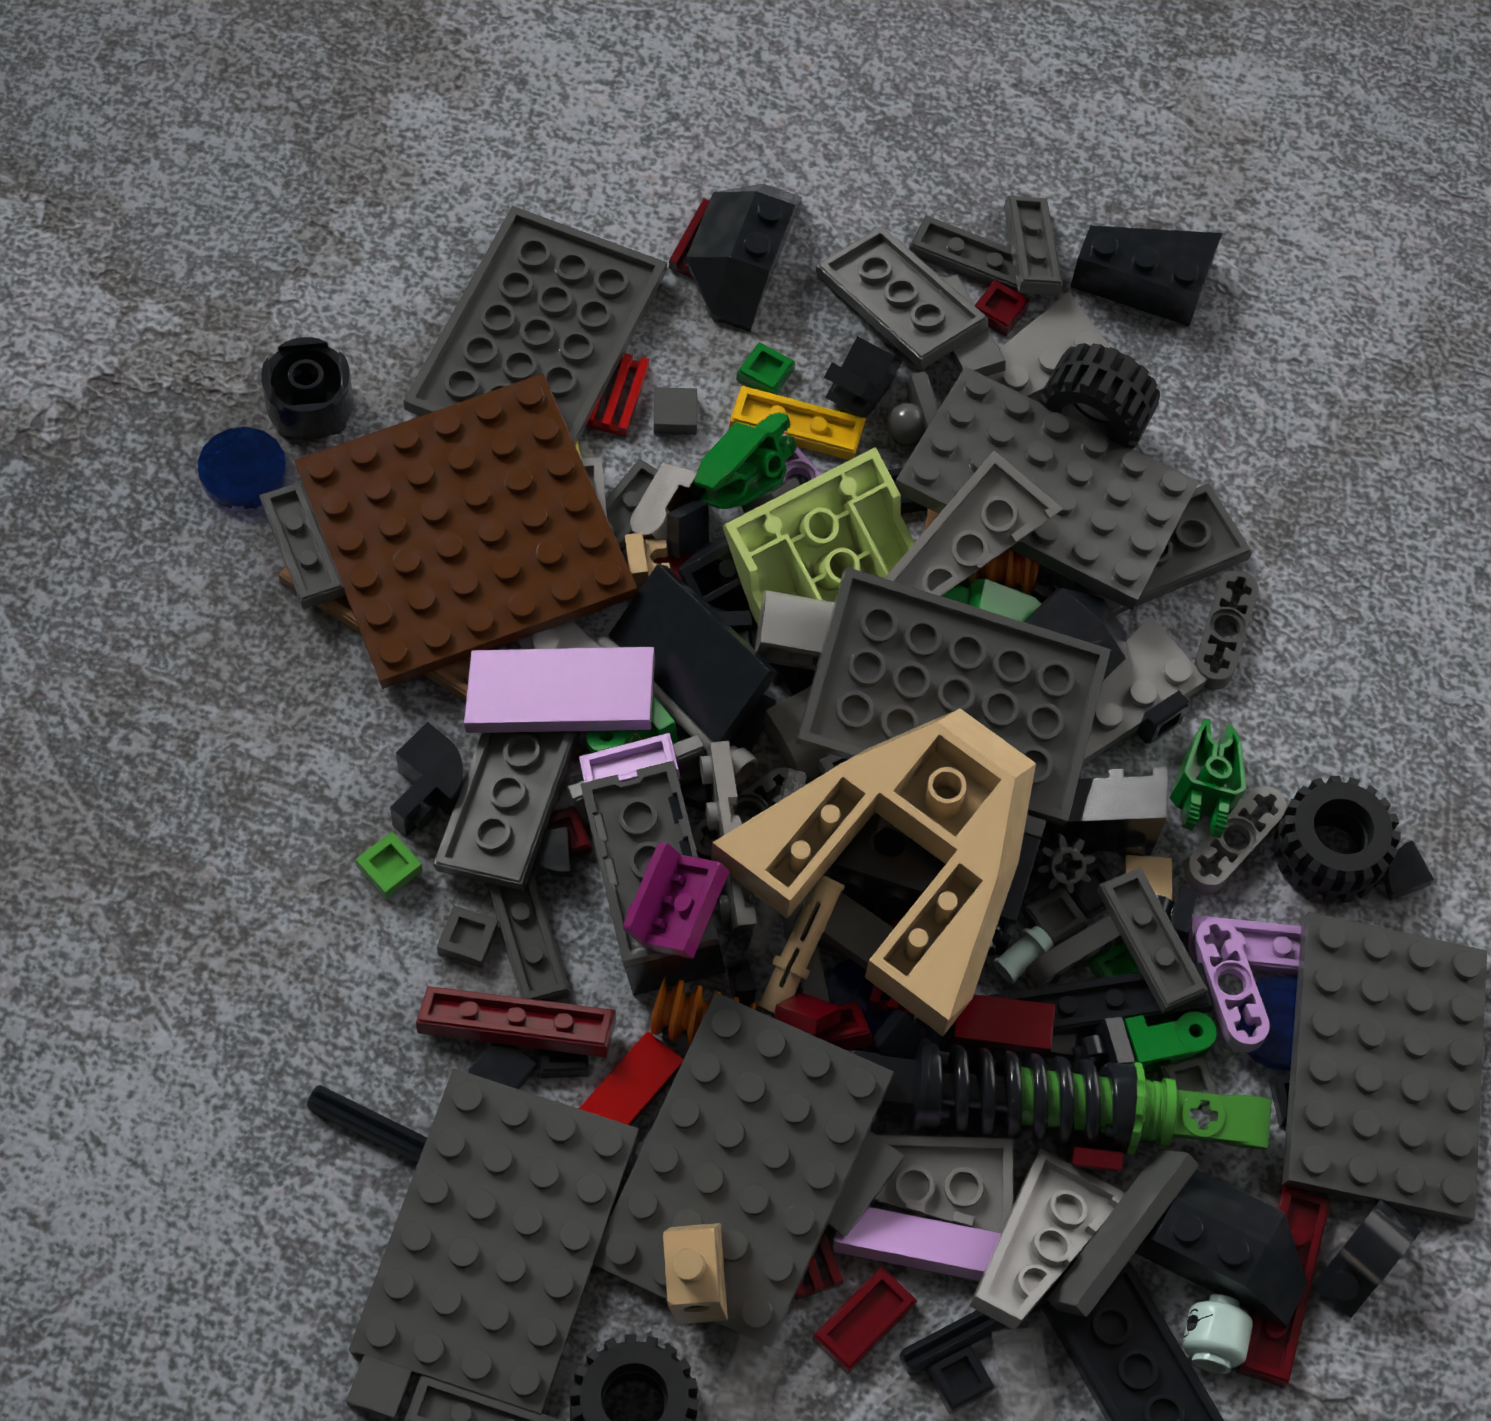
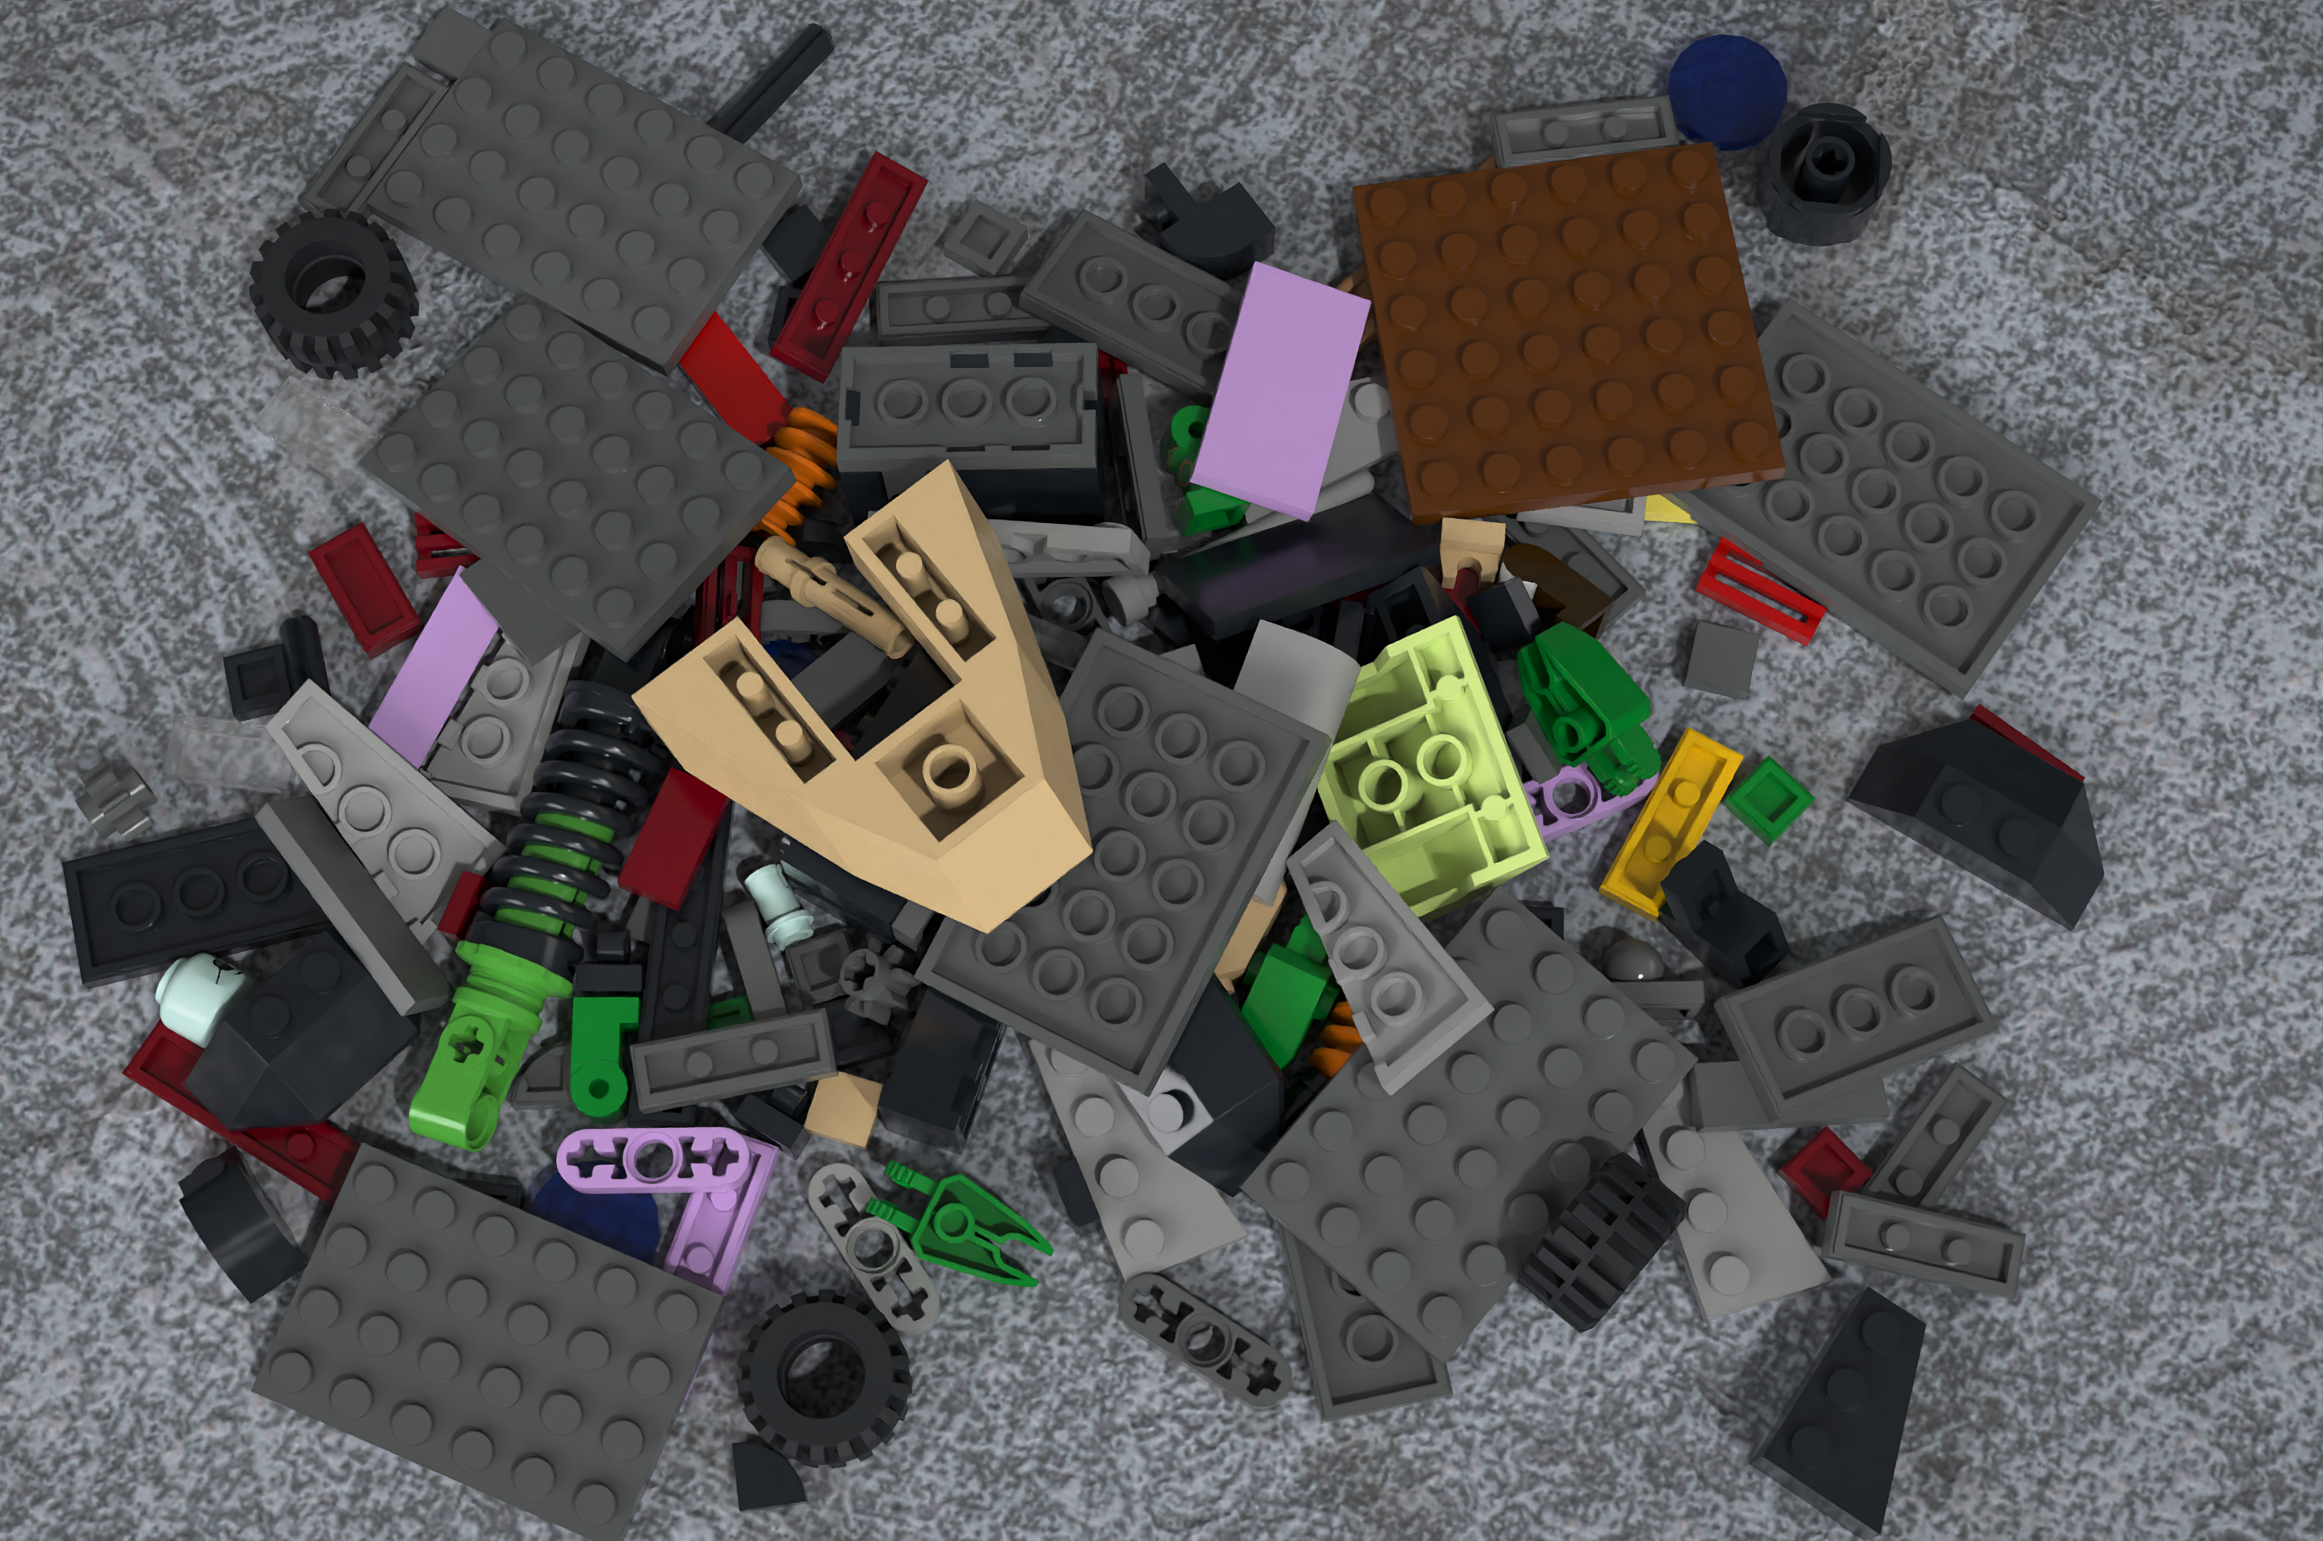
camera: 110 degrees right, 10 degrees up
(389, 865) = (1100, 164): bright green plate -> none
(628, 758) = (1138, 442): lavender tile -> none
(674, 901) = (886, 402): magenta bracket -> none
(695, 1273) = (449, 369): tan torso -> none
(808, 1013) = (742, 583): dark red tile -> none

